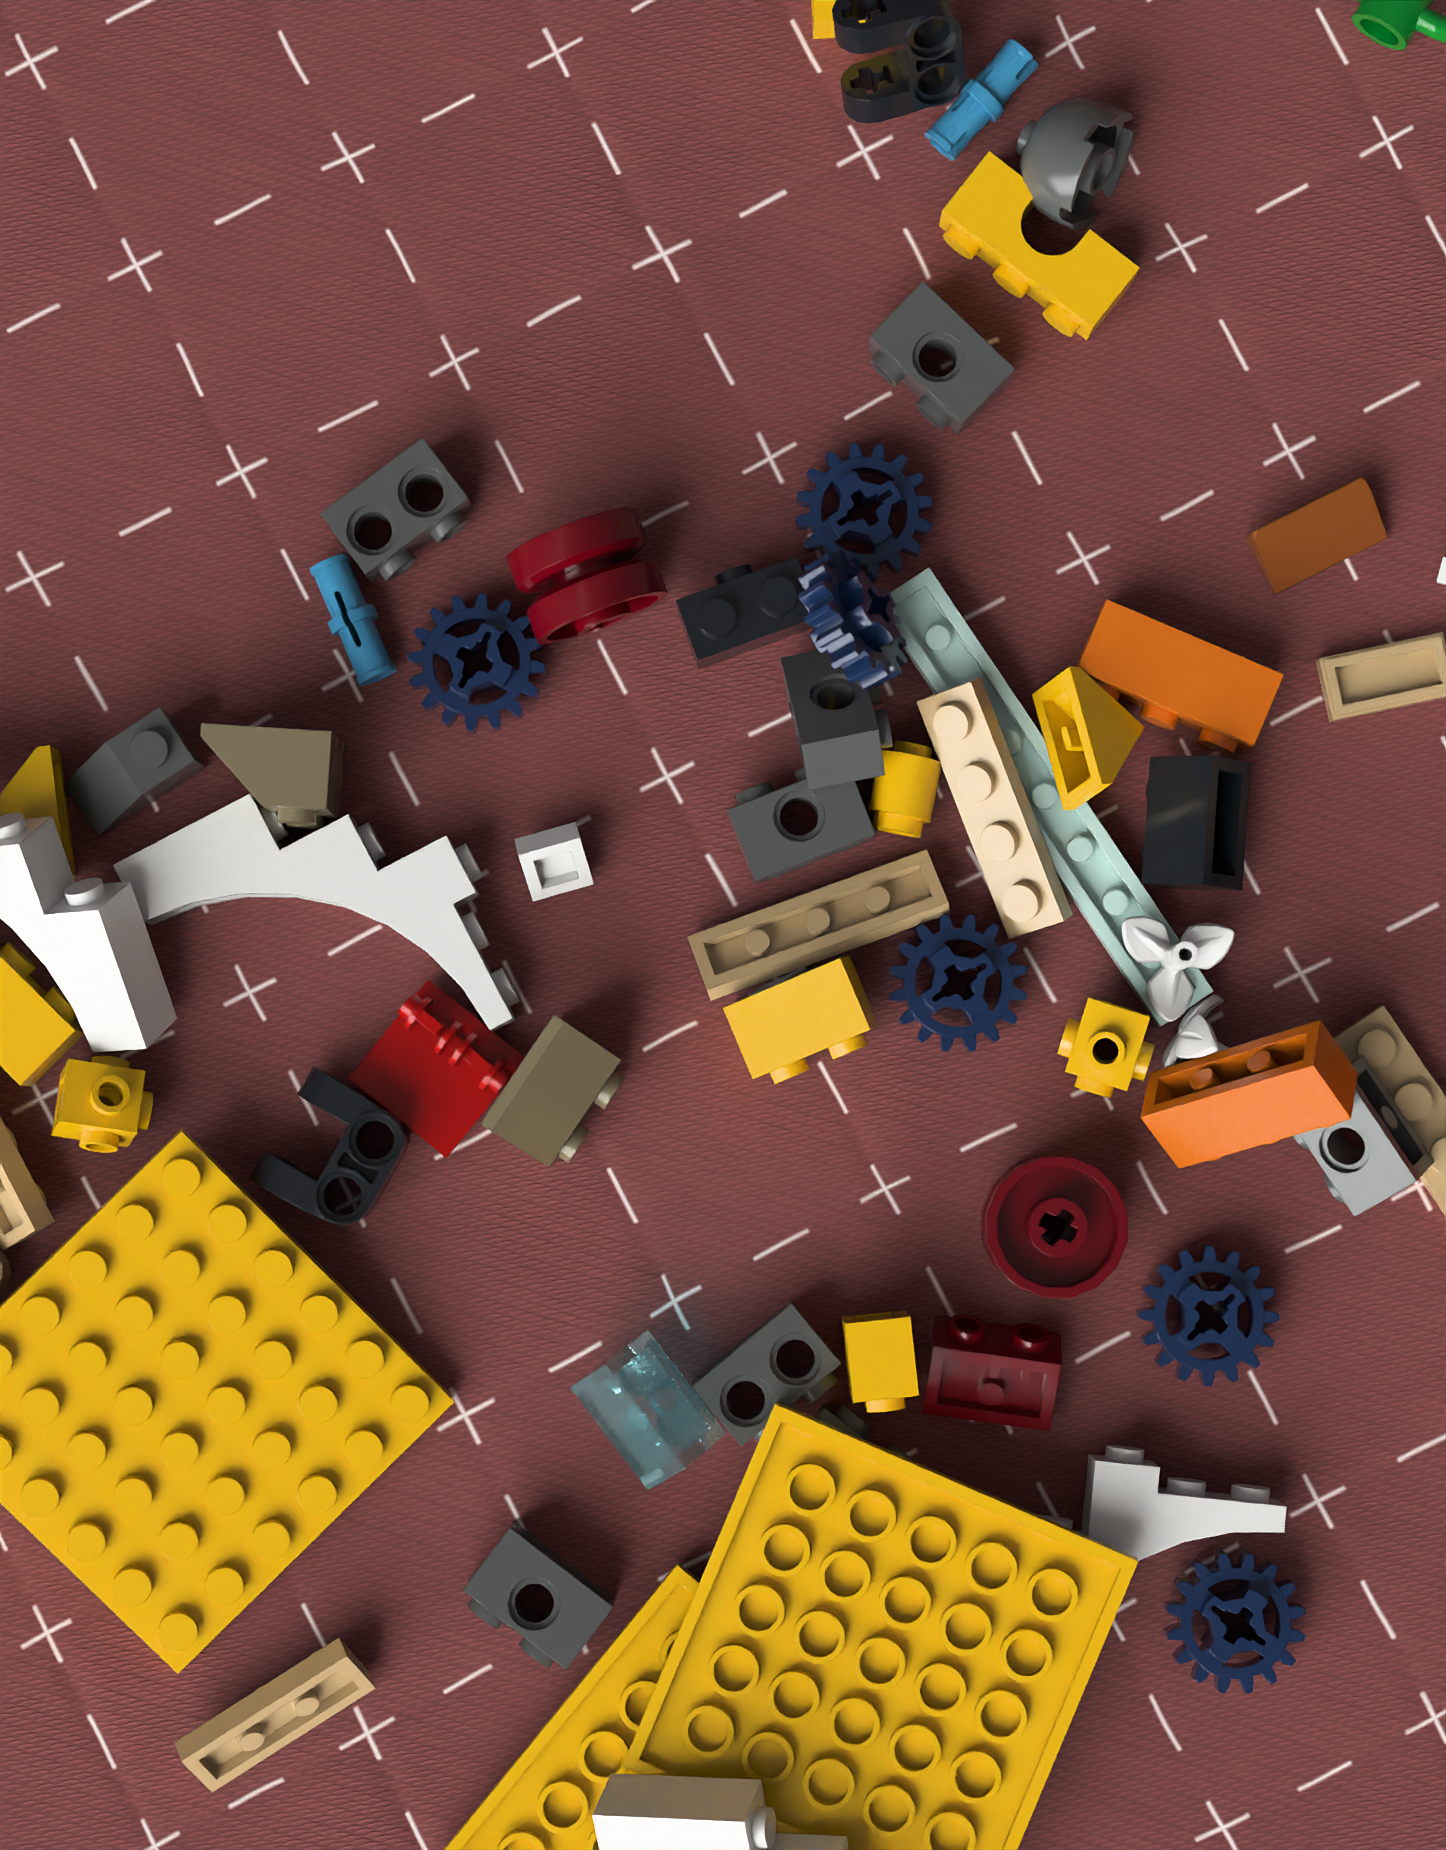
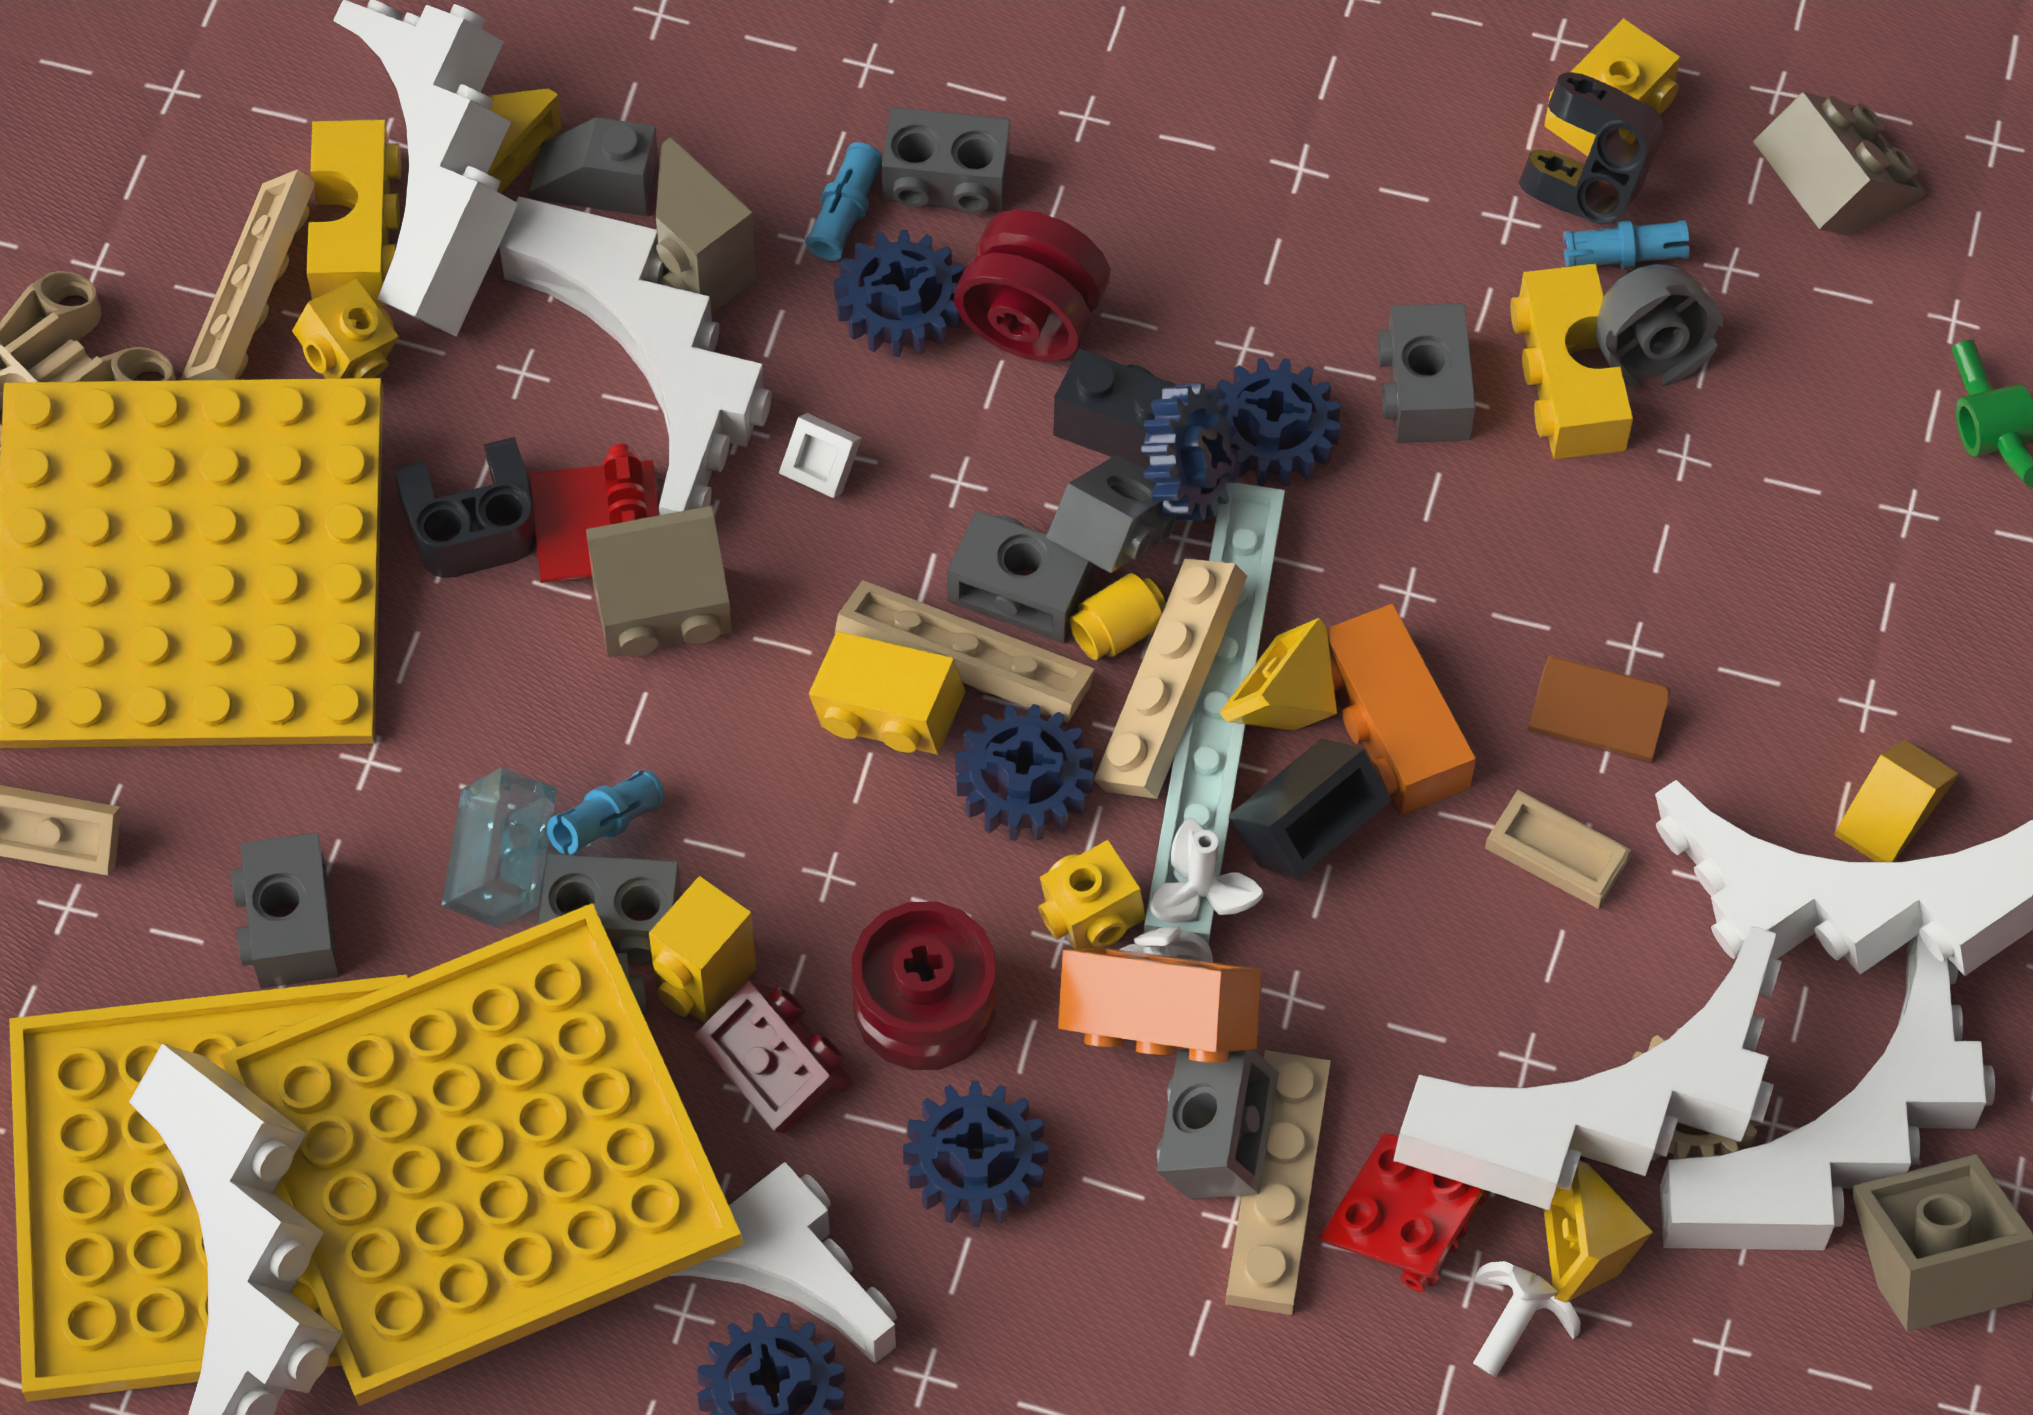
camera: 40 degrees right, 25 degrees down
(694, 1308) = (605, 812): none -> dark azure pin

